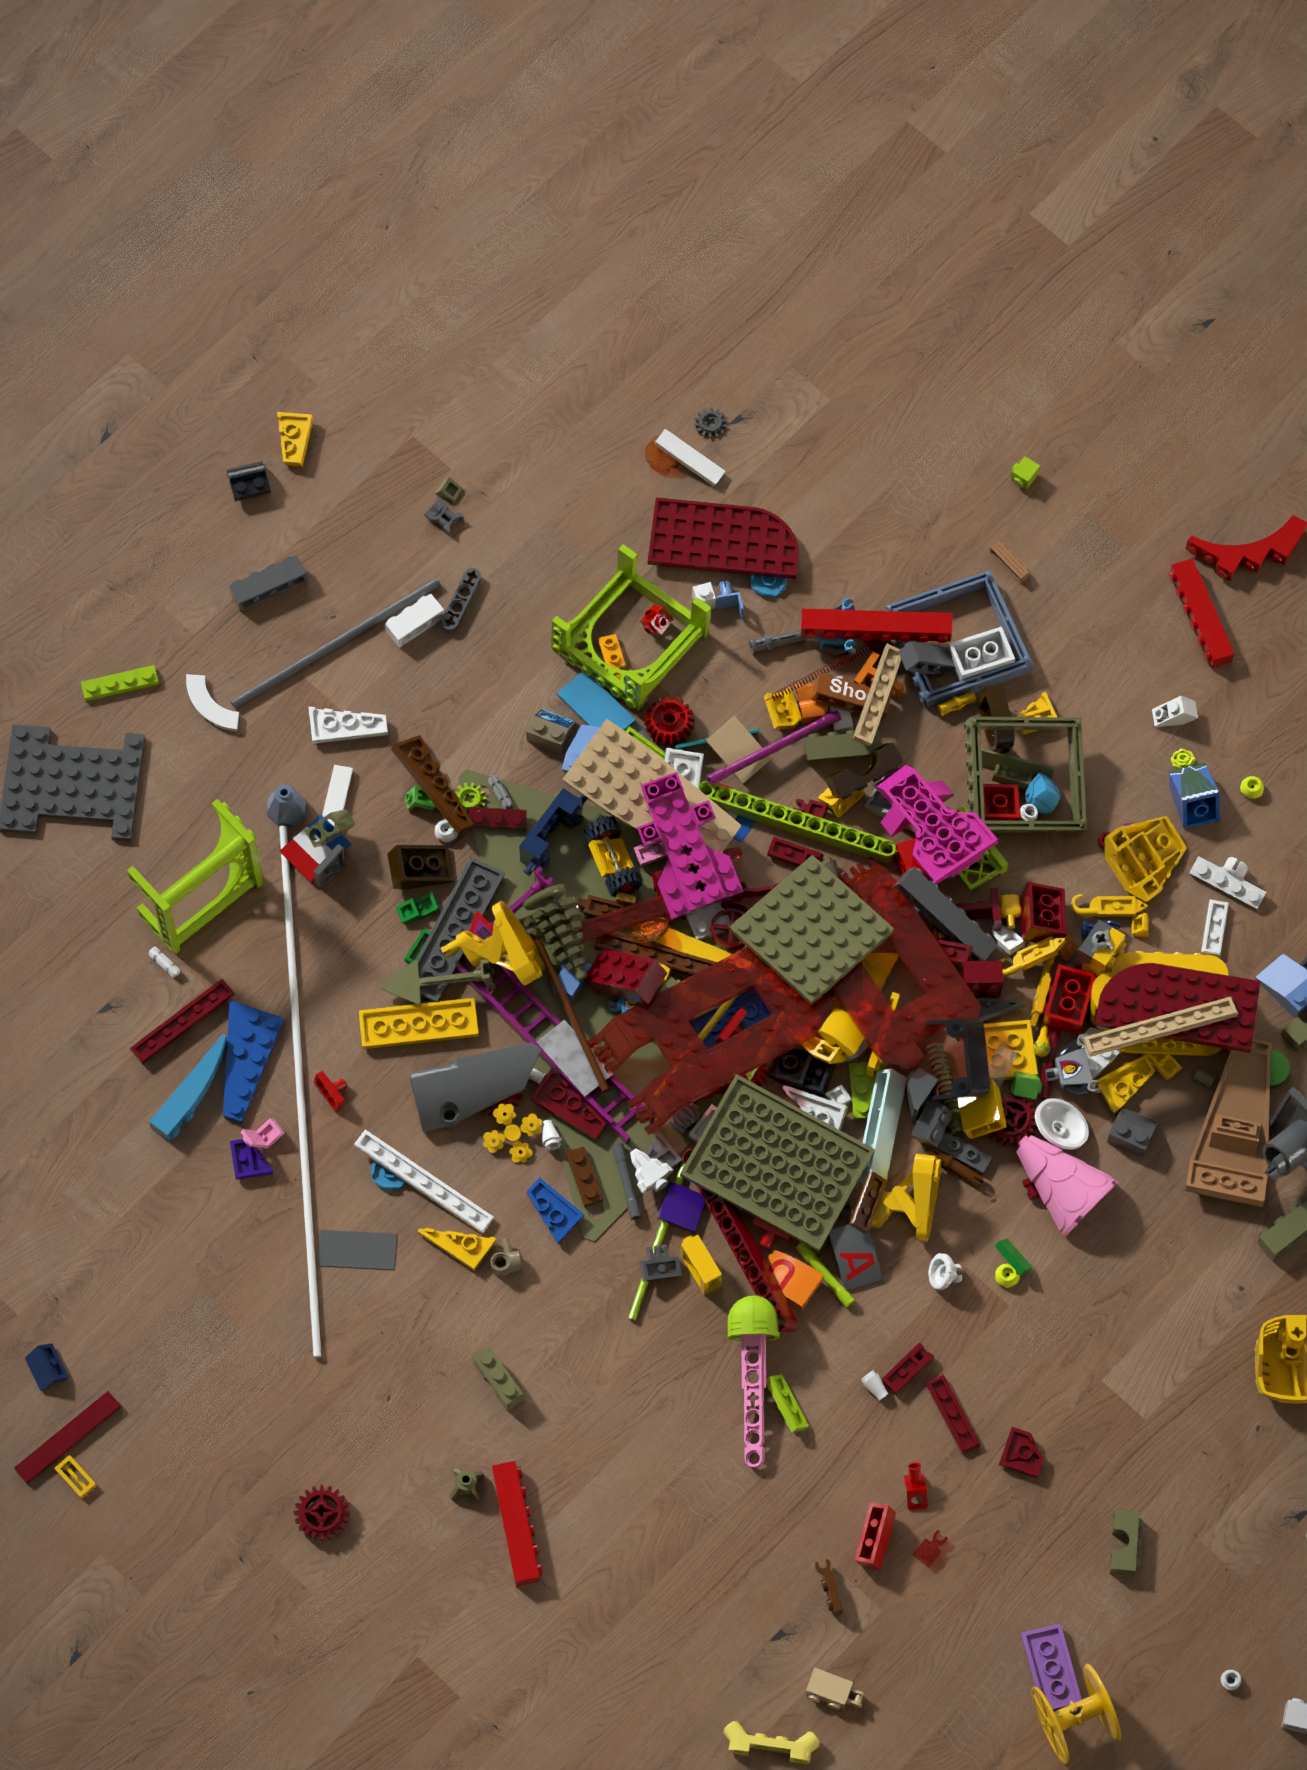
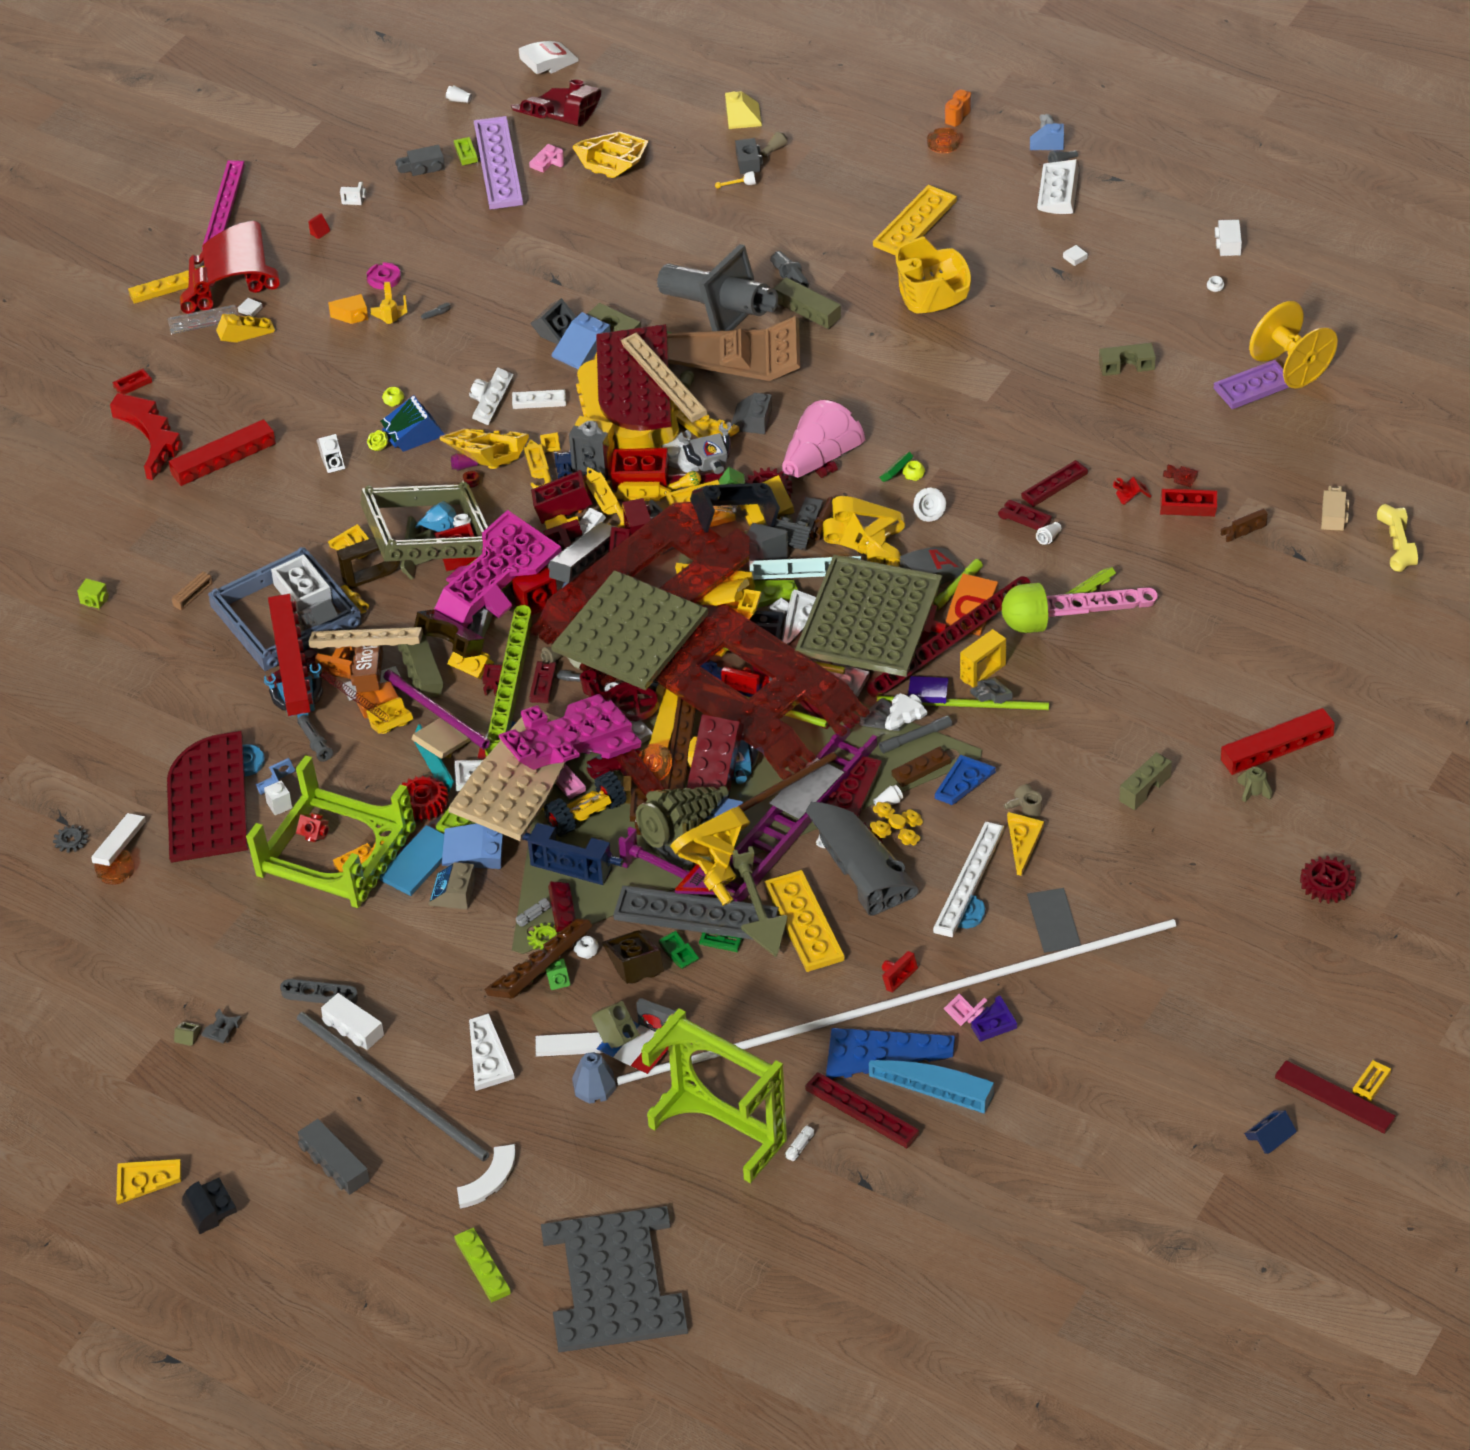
camera: 100 degrees left, 20 degrees down
(868, 1202) = (885, 552): reddish brown plate -> none
(1022, 1453) = (1074, 433): dark red plate -> none
(1061, 1124) = (763, 454): white dish -> none

